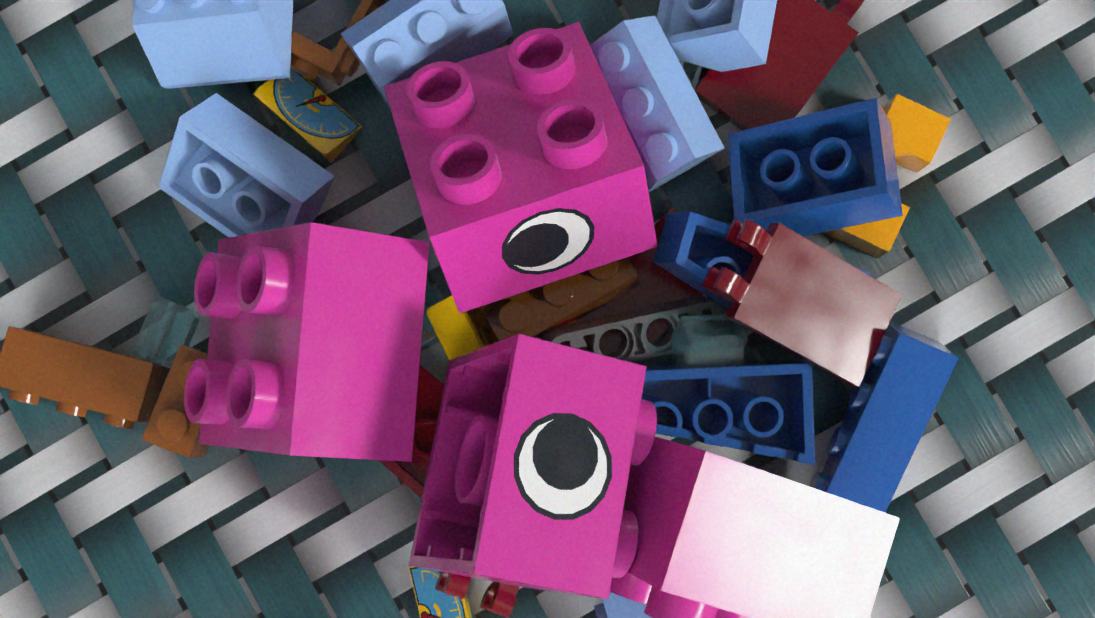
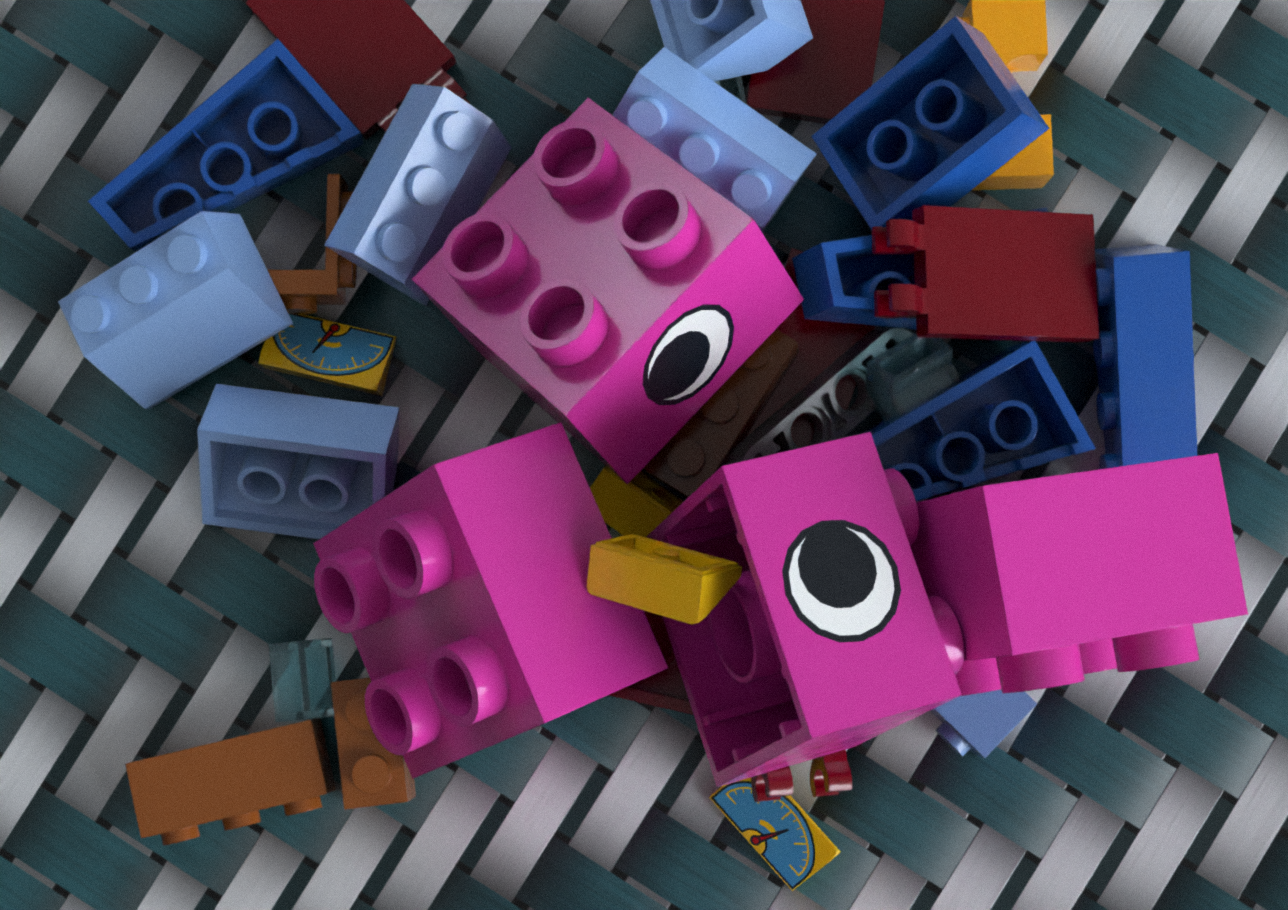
camera: 30 degrees left, 0 degrees up
(435, 392) = (659, 577): none -> yellow slope

